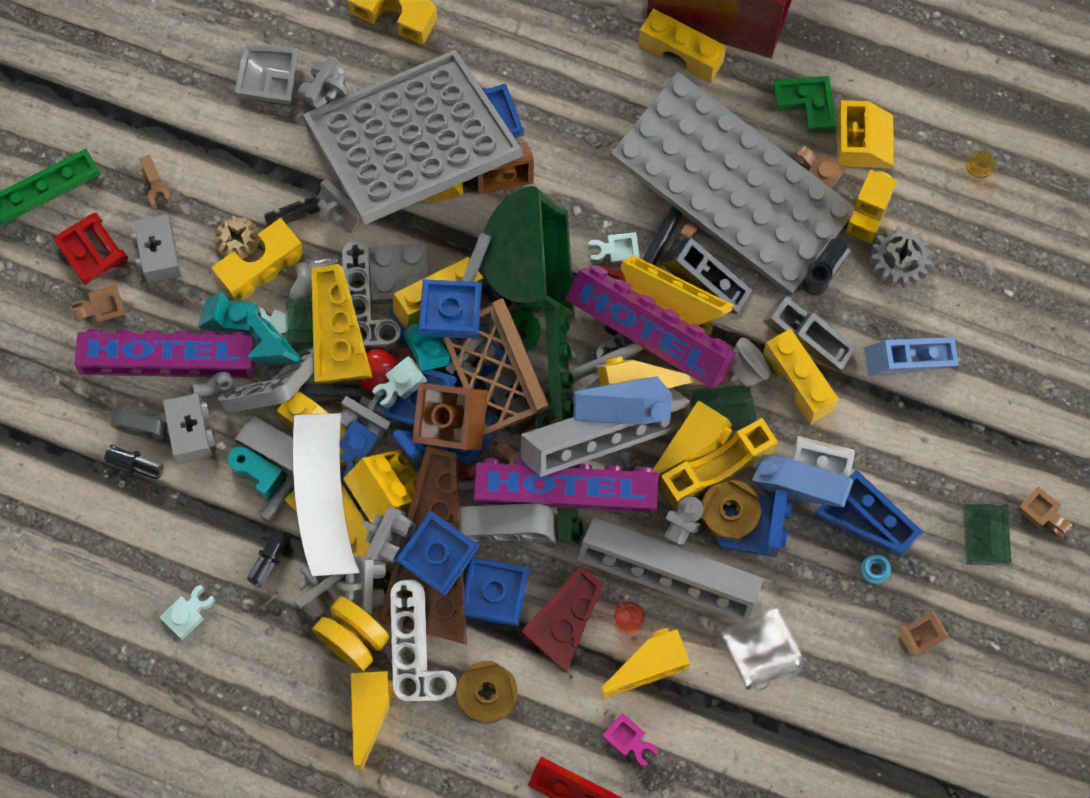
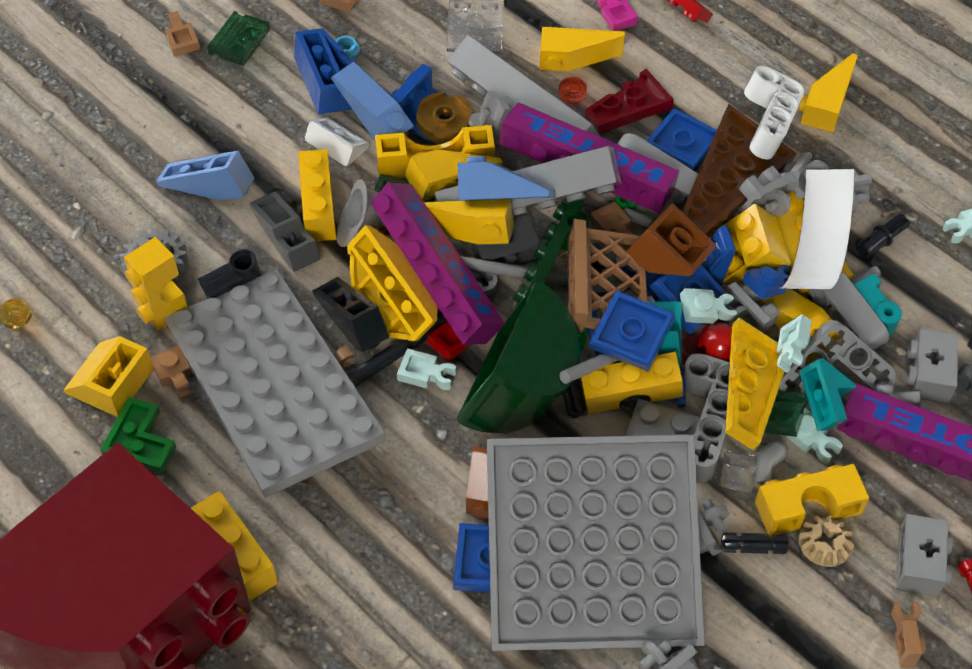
camera: 155 degrees left, 15 degrees down
(227, 315) = (872, 460): teal slope -> none
(313, 375) = (792, 340): none -> light aqua plate
(350, 633) = (830, 134): yellow wheel -> none
(437, 553) = (728, 155): blue plate -> none
(497, 678) = (717, 90): pearl gold plate -> none

